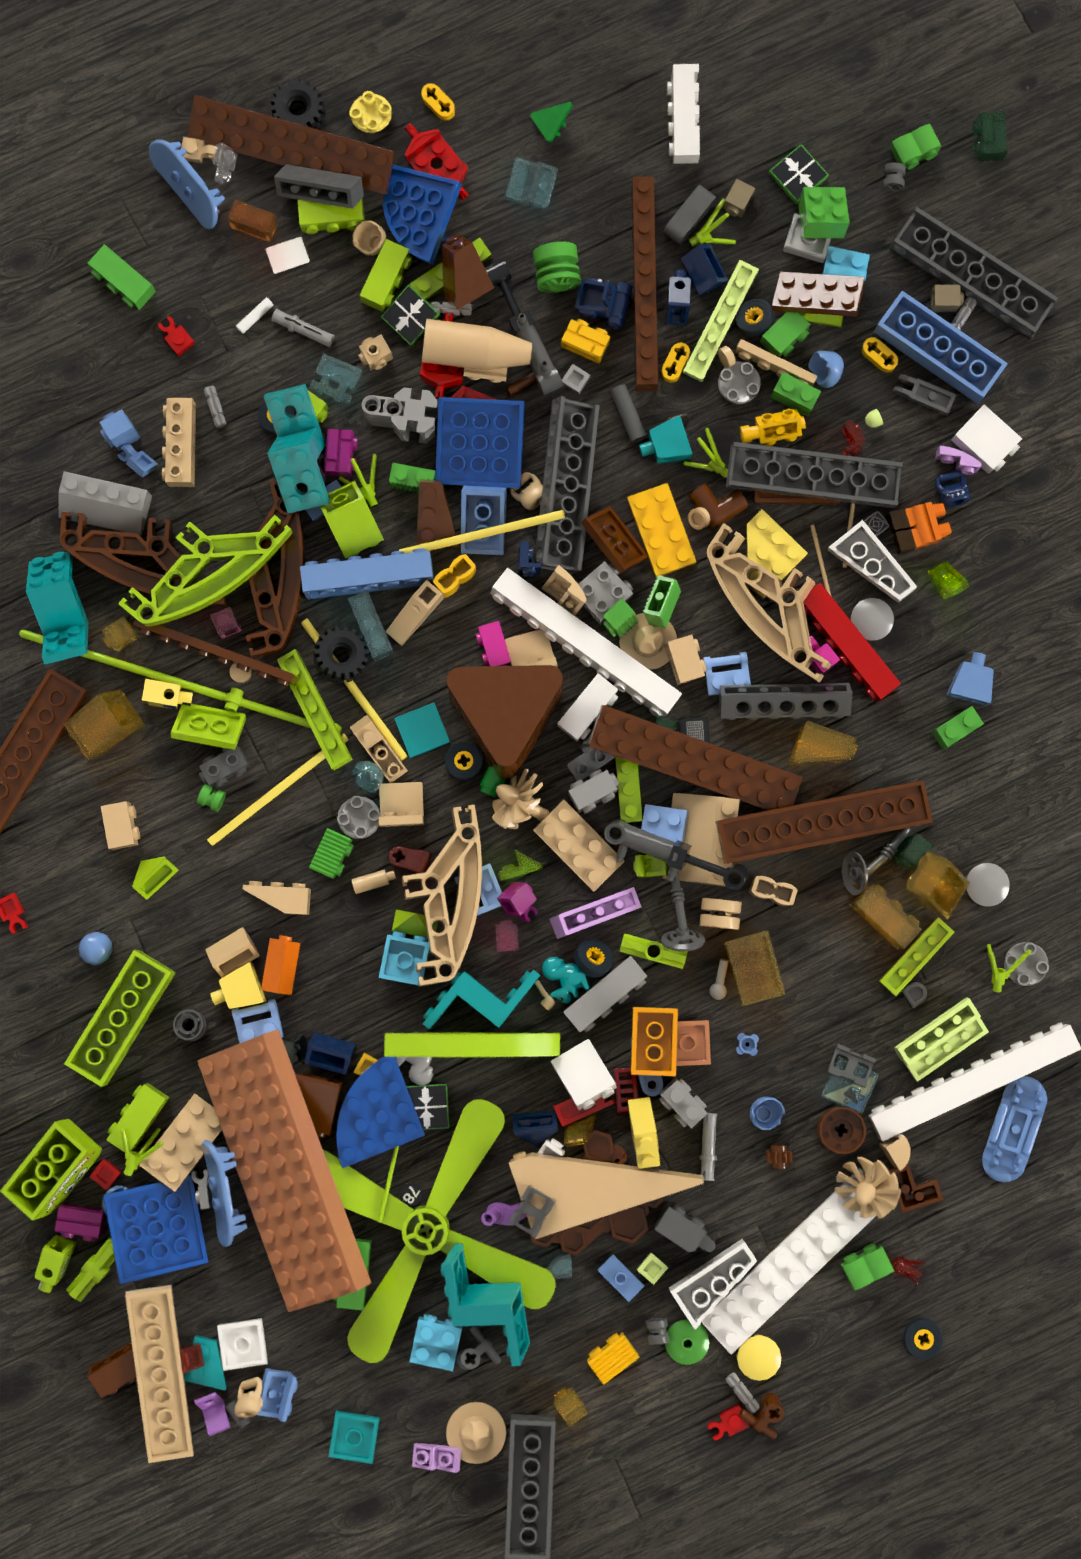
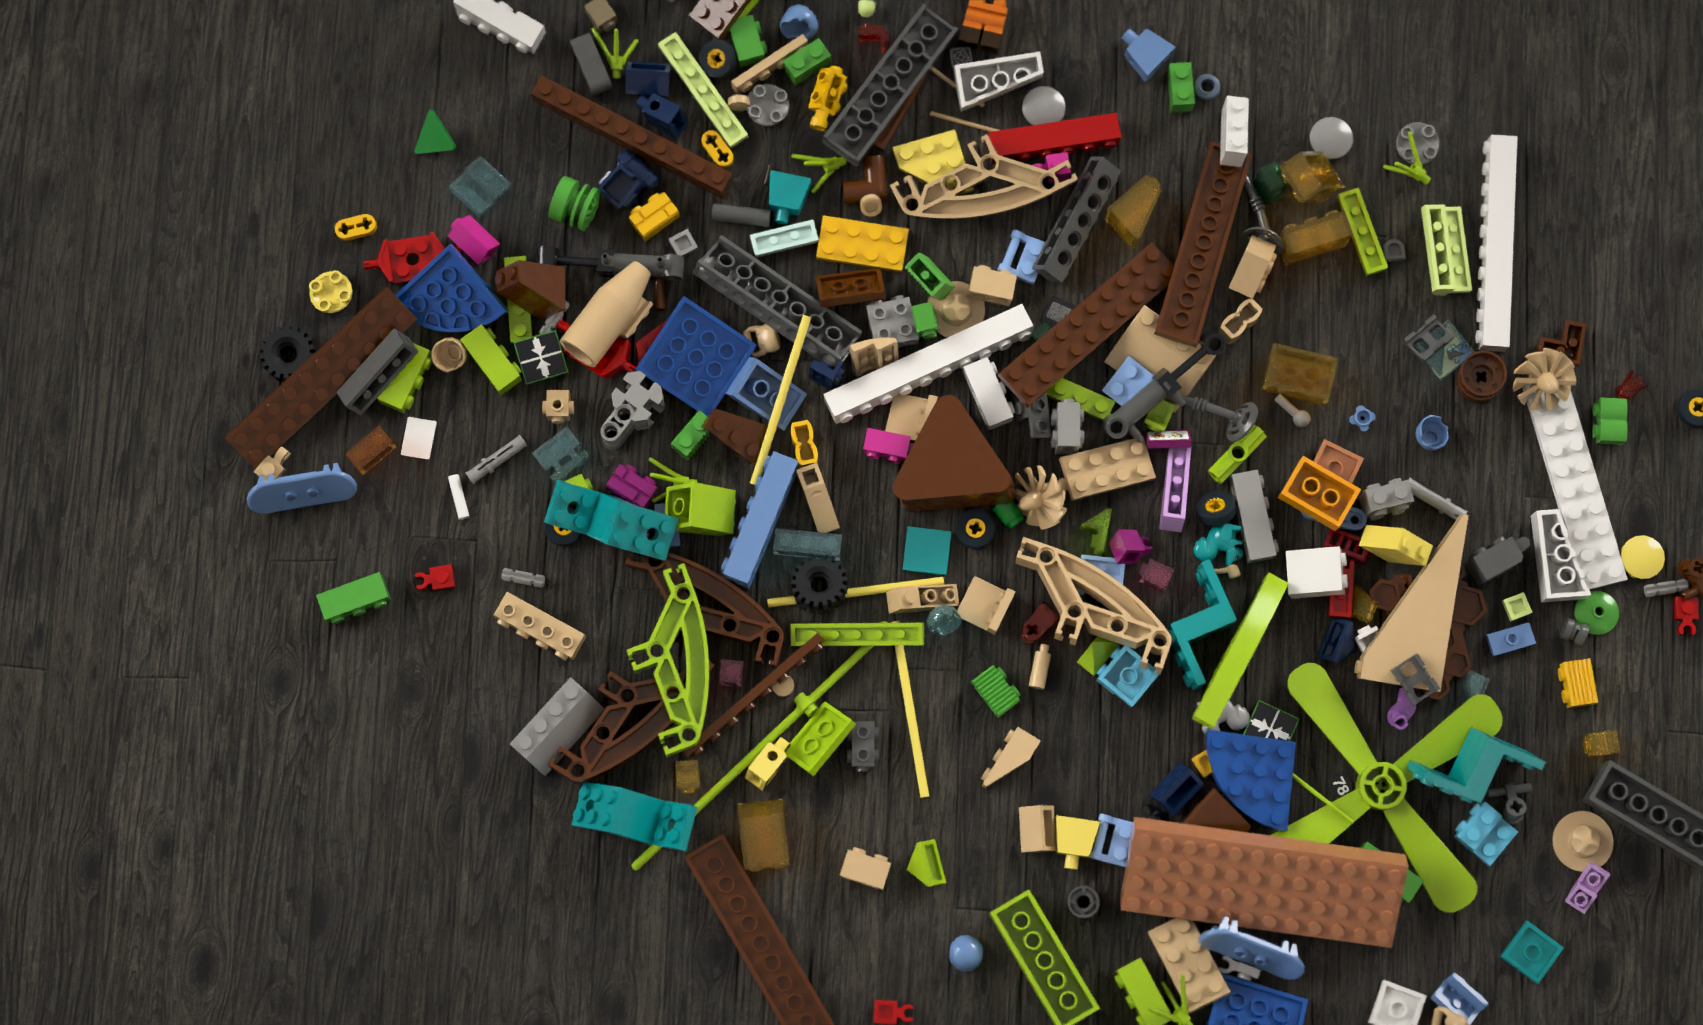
camera: 65 degrees left, 5 degrees down
(118, 429) = (498, 673): medium blue brick -> none
(137, 461) = (535, 673): medium blue plate -> none
(211, 797) = (885, 772): bright green wheel -> none
(225, 161) = (300, 446): clear plate -> none
(280, 965) = (1073, 790): orange brick -> none
(358, 817) = (975, 649): light grey dish -> none
(480, 202) = (473, 239): none -> dark pink brick
(628, 461) = (784, 238): none -> light aqua plate
(634, 885) = (1168, 439): none -> tile
(720, 913) = (1236, 377): tan wheel -> none
(779, 1156) = (1476, 443): reddish brown gear -> none
(826, 877) = (1254, 267): none -> tan brick
(897, 1151) = (1524, 339): tan brick -> none
(942, 795) = (1234, 131): none -> white brick
(948, 580) = (1046, 23): clear neon green slope -> none
(978, 744) = (1207, 95): none -> sand blue piece
(1014, 1129) = (1556, 232): medium blue piece -> none

